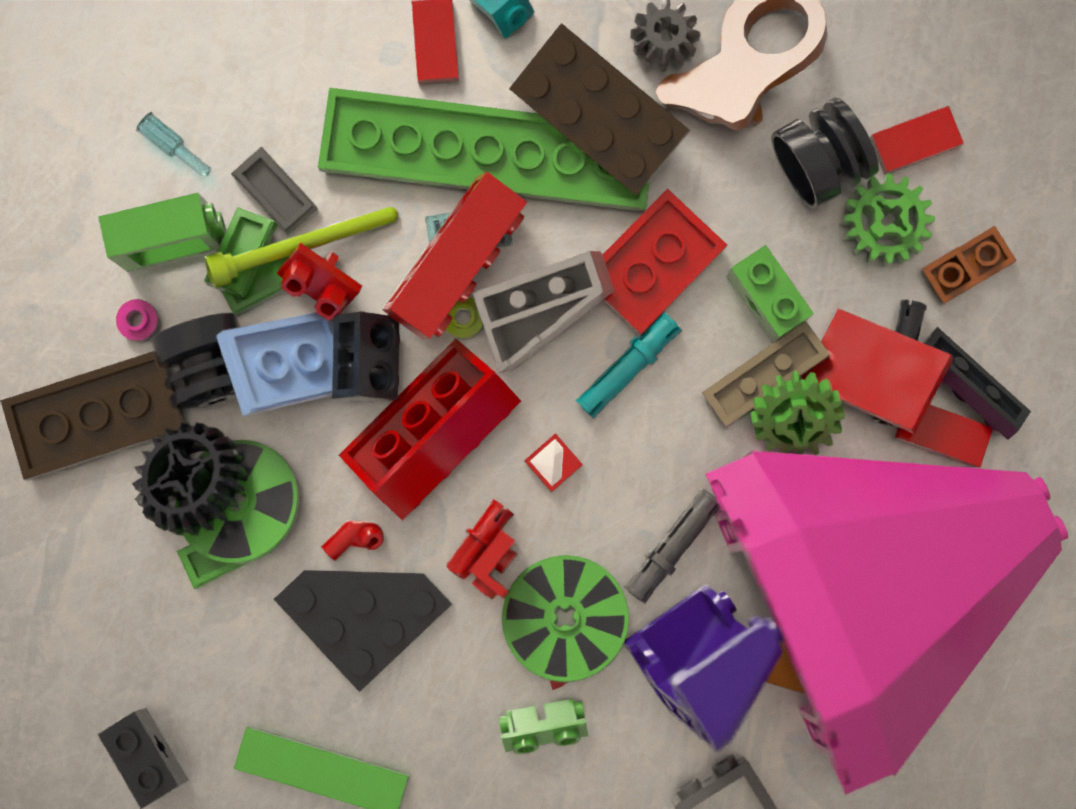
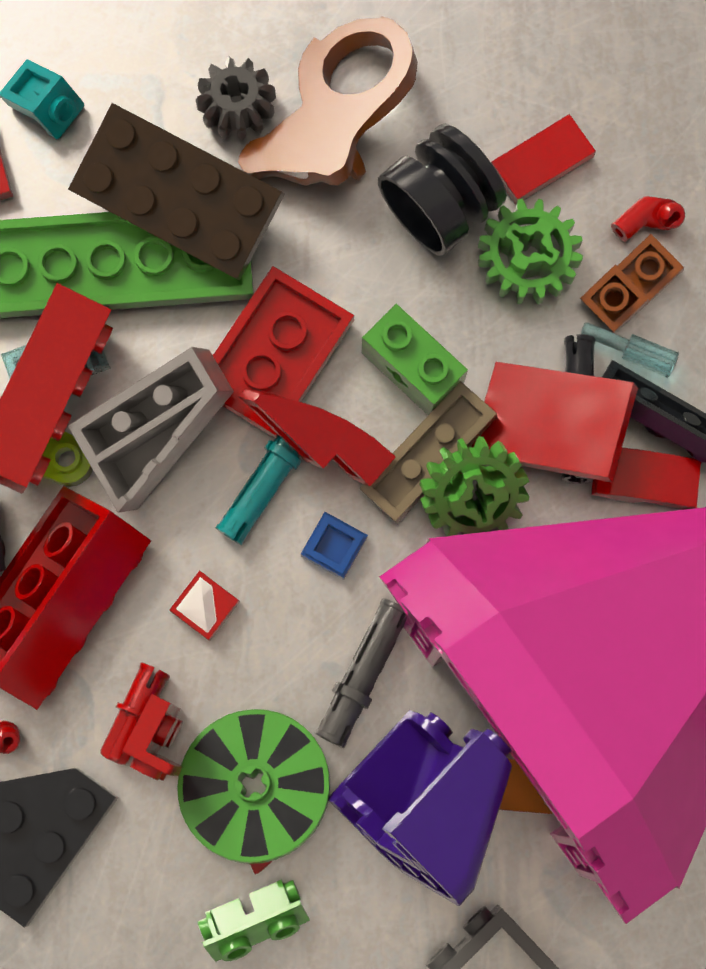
camera: 20 degrees left, 5 degrees down
(670, 435) = (334, 545): none -> blue tile
(679, 343) = (321, 436): none -> red slope
(959, 322) = (636, 350): none -> clear light blue axle
(997, 206) = (648, 213): none -> red arm

